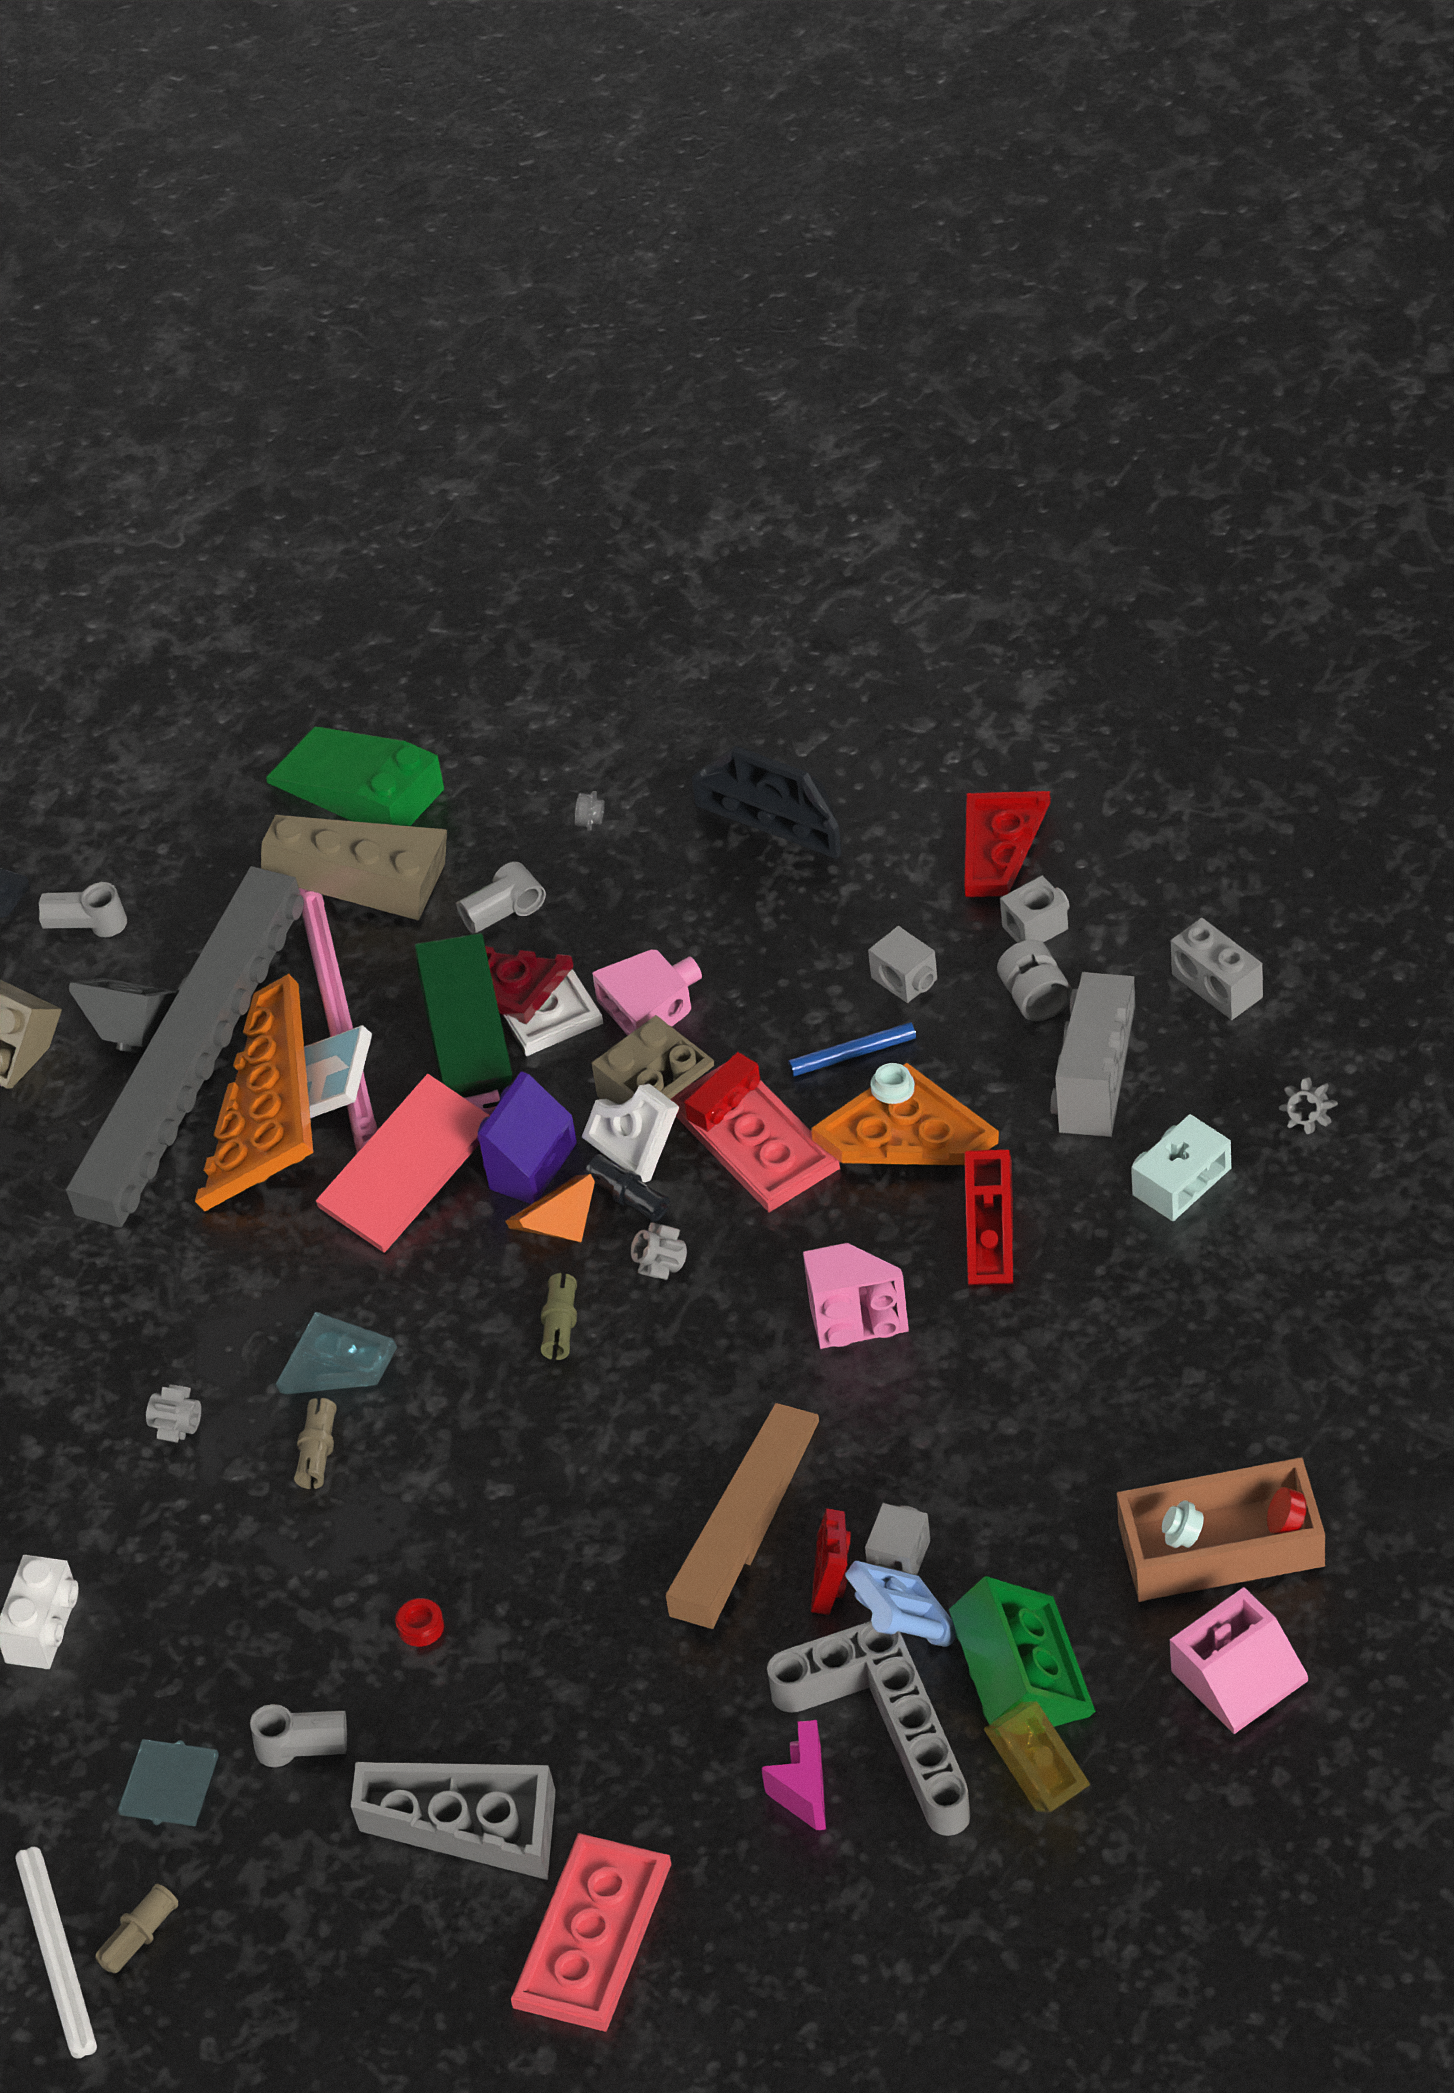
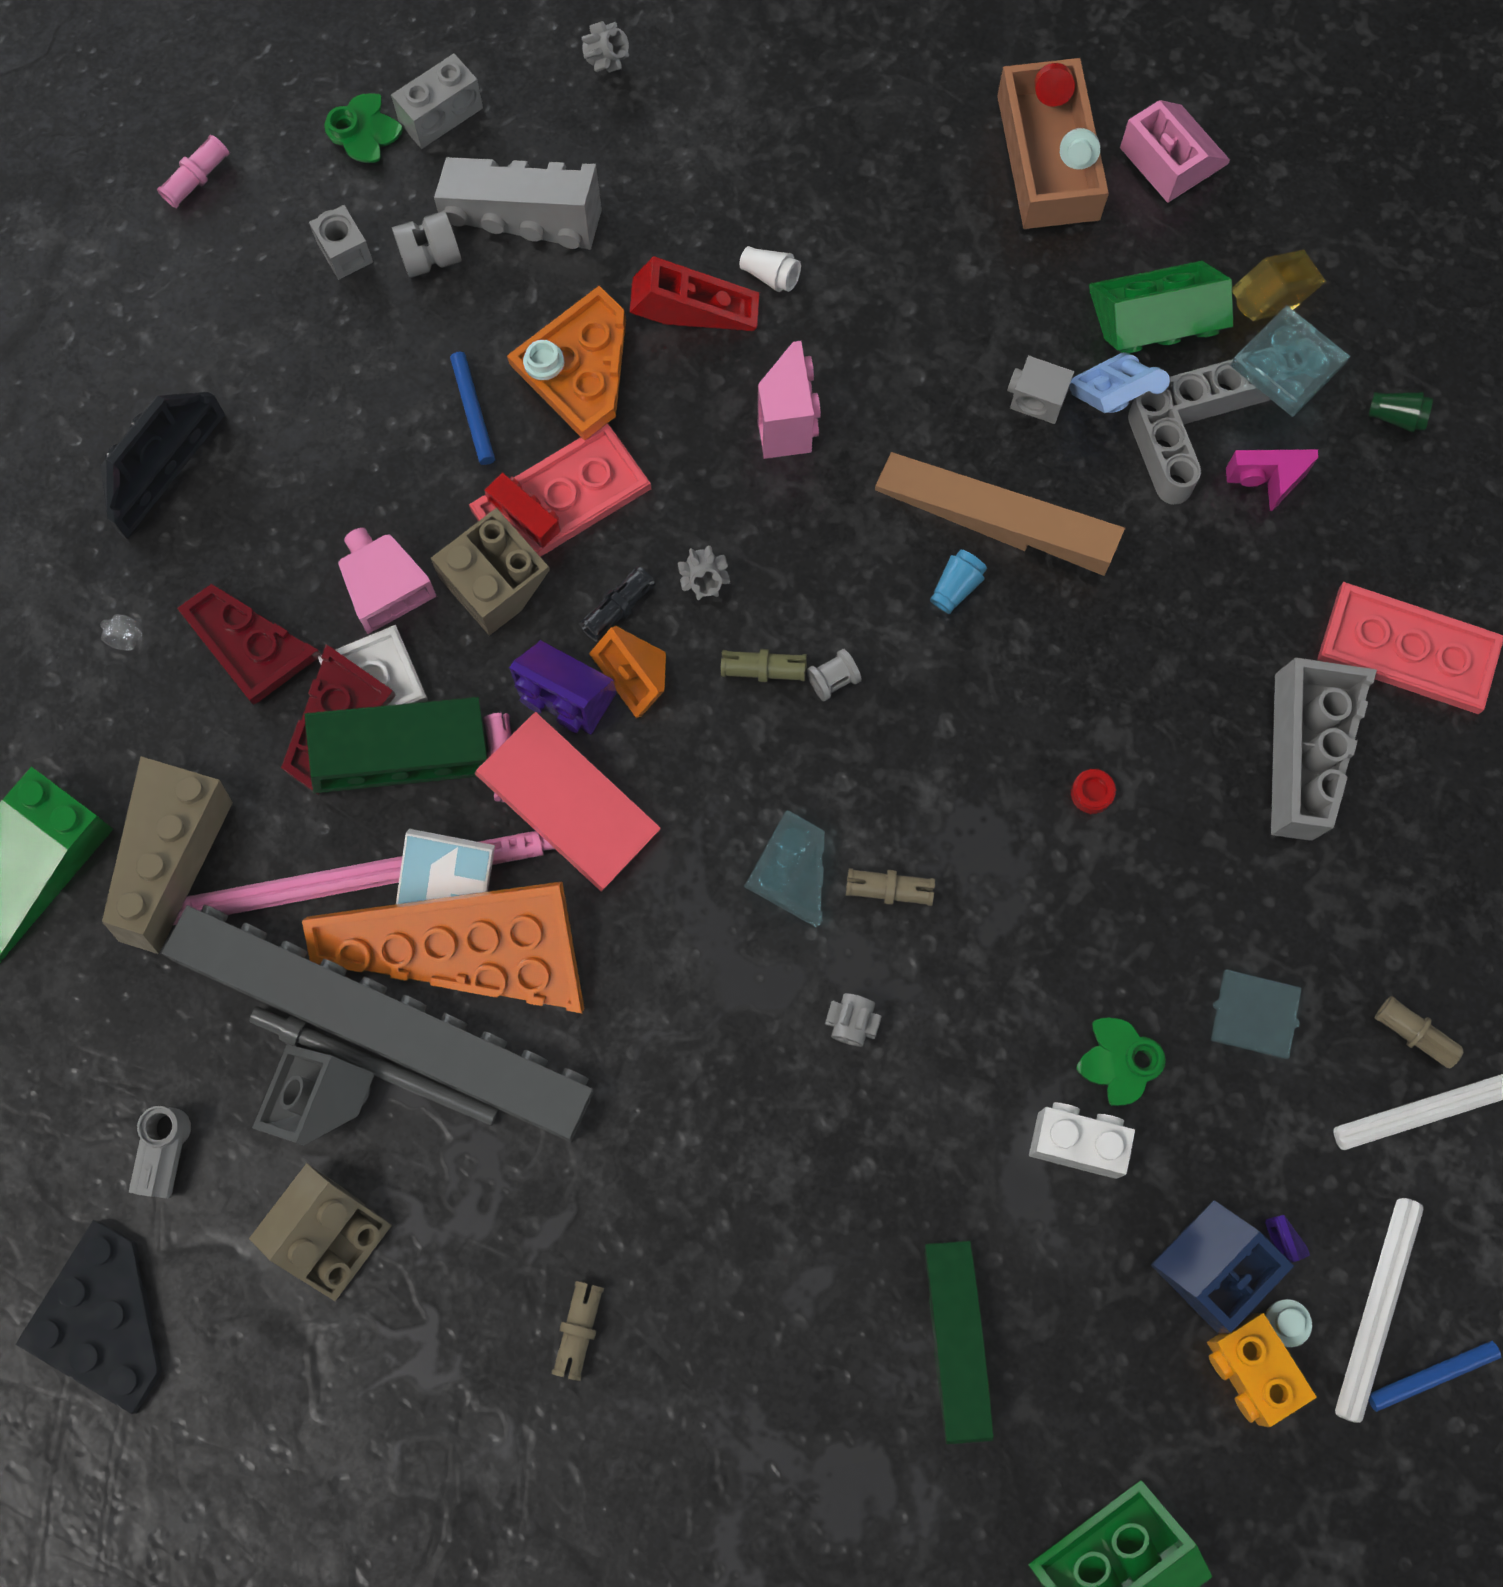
camera: 95 degrees left, 25 degrees up
(121, 1652) = (1114, 1062): none -> green plate
(296, 1734) = (1223, 887): light grey piece -> none
(511, 892) = (223, 709): light grey piece -> none
(547, 1375) = (833, 674): none -> light grey bush
(578, 902) = (248, 646): none -> dark red wing
(632, 1131) = (563, 589): white tile -> none
(661, 1480) = (958, 580): none -> dark azure cone
(830, 1561) = (1064, 437): red wing -> none
(895, 1920) = (1402, 409): none -> dark green cone
(903, 964) = (384, 353): light grey brick -> none
(925, 1758) = (1289, 361): none -> clear light blue plate
(999, 837) = (233, 269): red wing -> none
(1037, 1287) = (772, 267): none -> white cone
(1111, 787) = (193, 171): none -> bright pink pin
(1181, 1167) = (657, 148): light aqua brick -> none
(1182, 907) = (366, 128): none -> green plate

